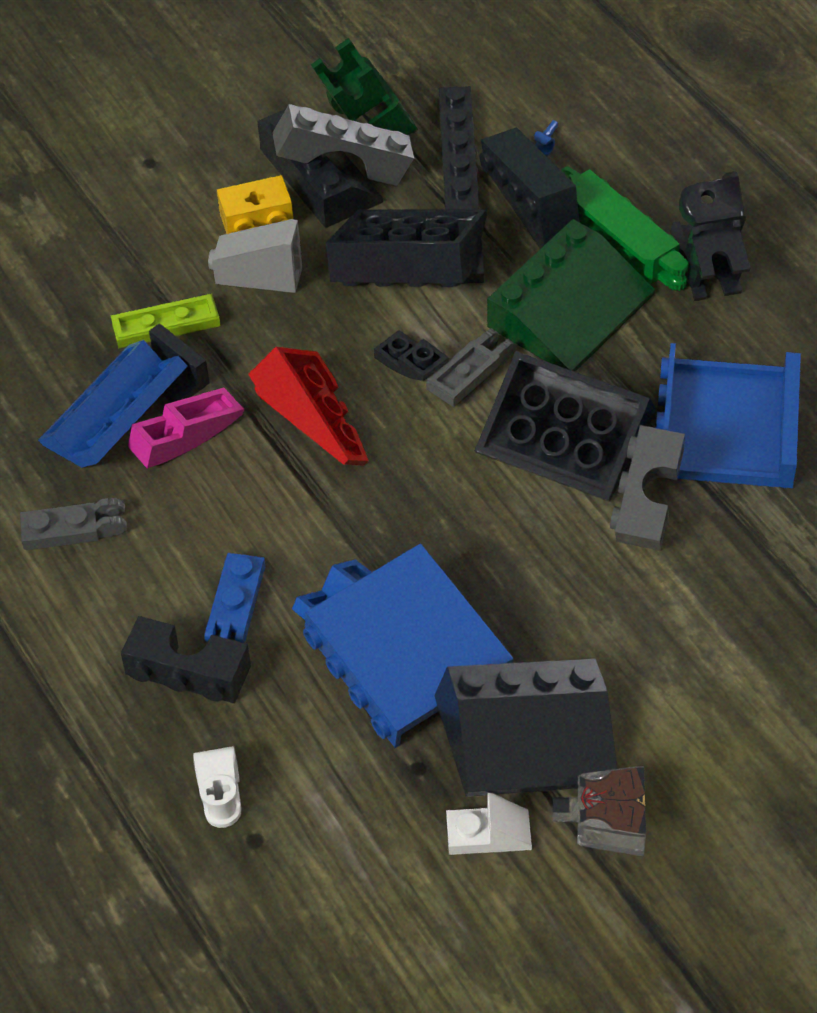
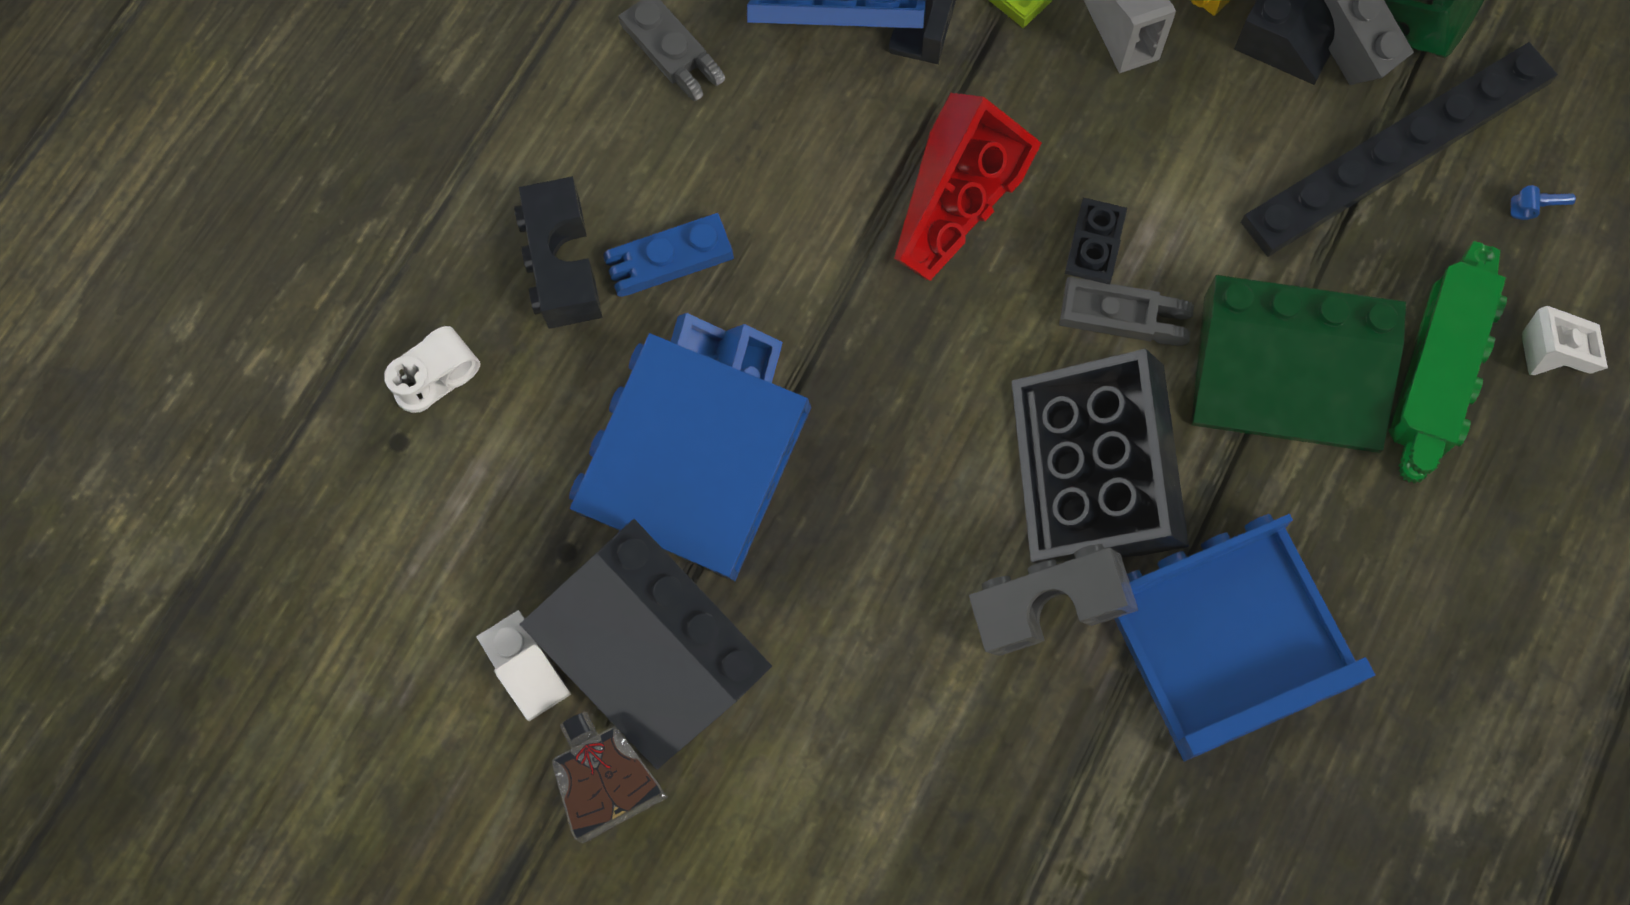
camera: 60 degrees right, 20 degrees up
(183, 426) = (856, 74): dark pink slope -> none
(406, 247) = (1248, 146): black slope -> none
(530, 183) = (1438, 224): black wedge -> none
(644, 172) = (1560, 340): none -> white slope
(713, 236) = (1491, 475): black piece -> none

